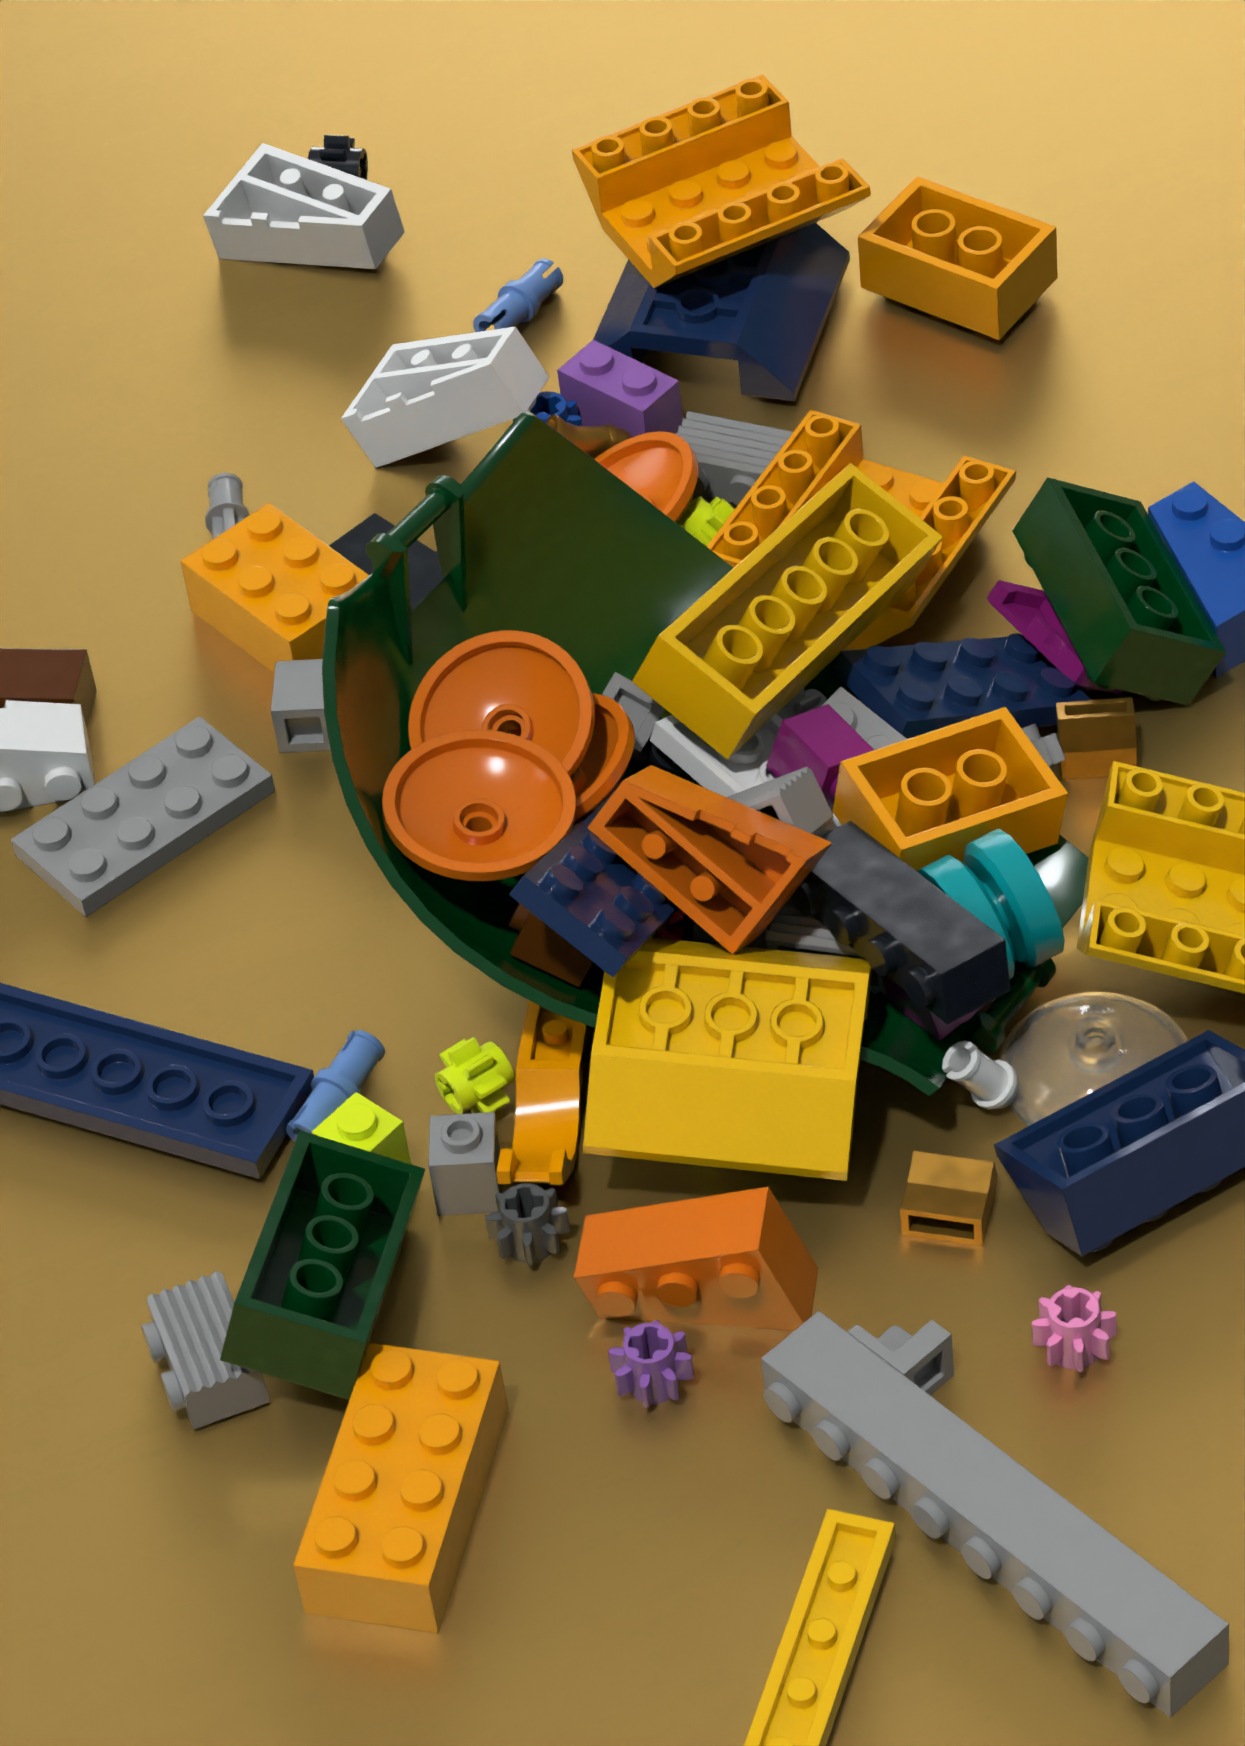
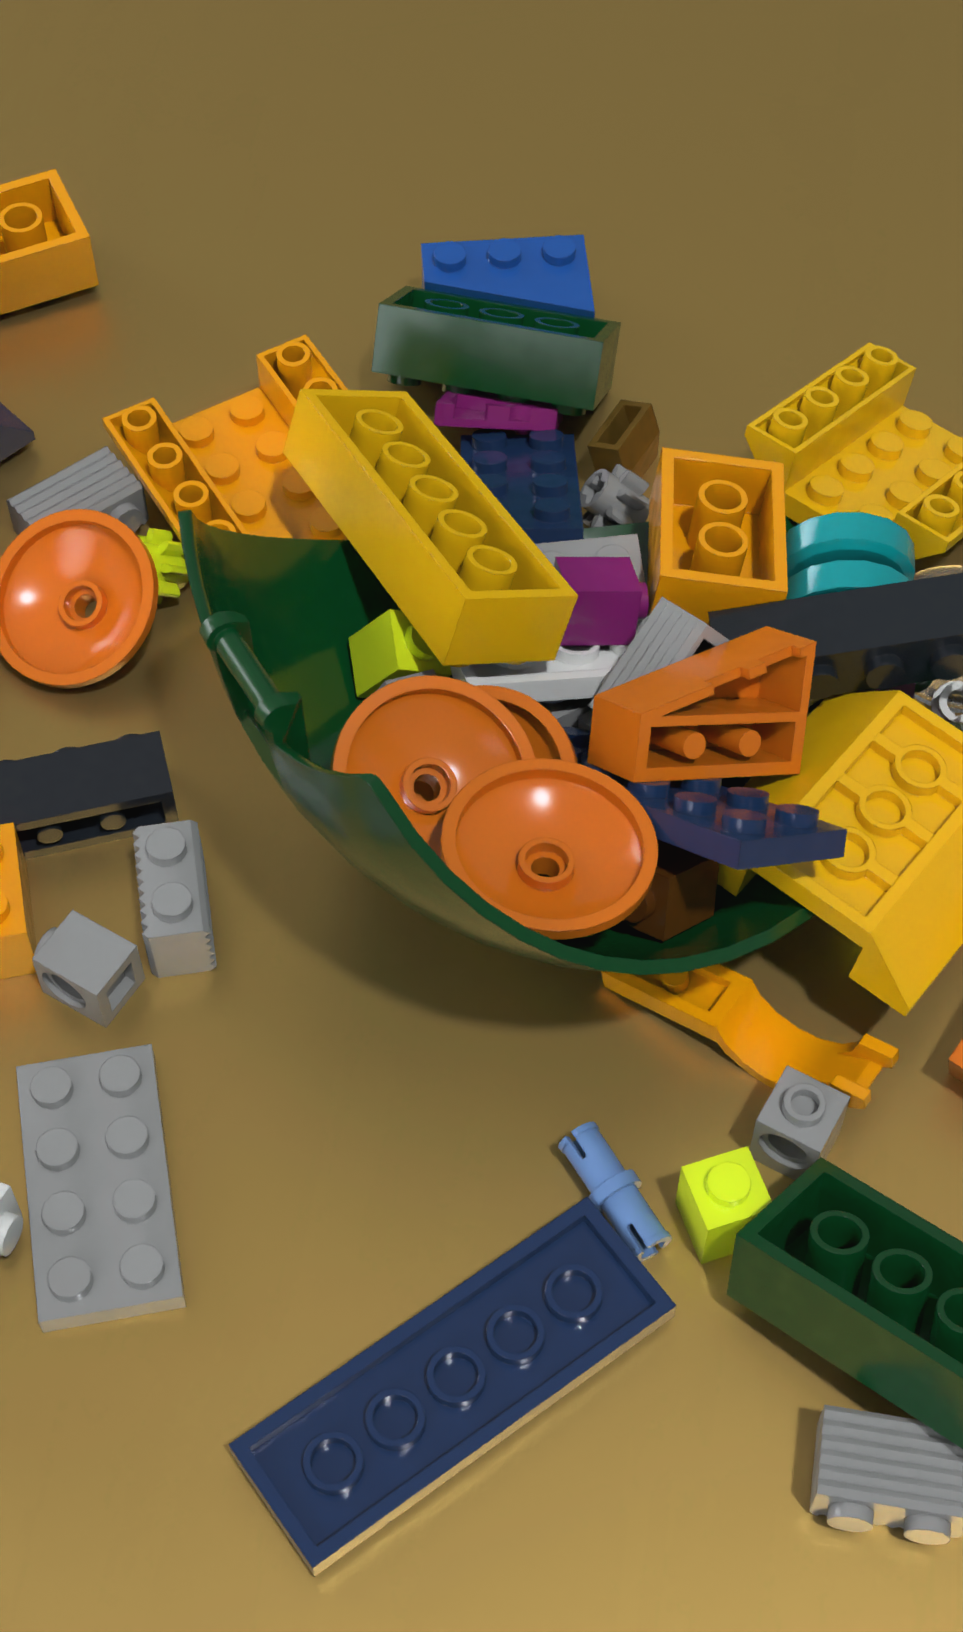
camera: 65 degrees left, 10 degrees up
(474, 1077) = (693, 1067): neon yellow gear -> none
(527, 1223) = (896, 1133): dark grey gear -> none

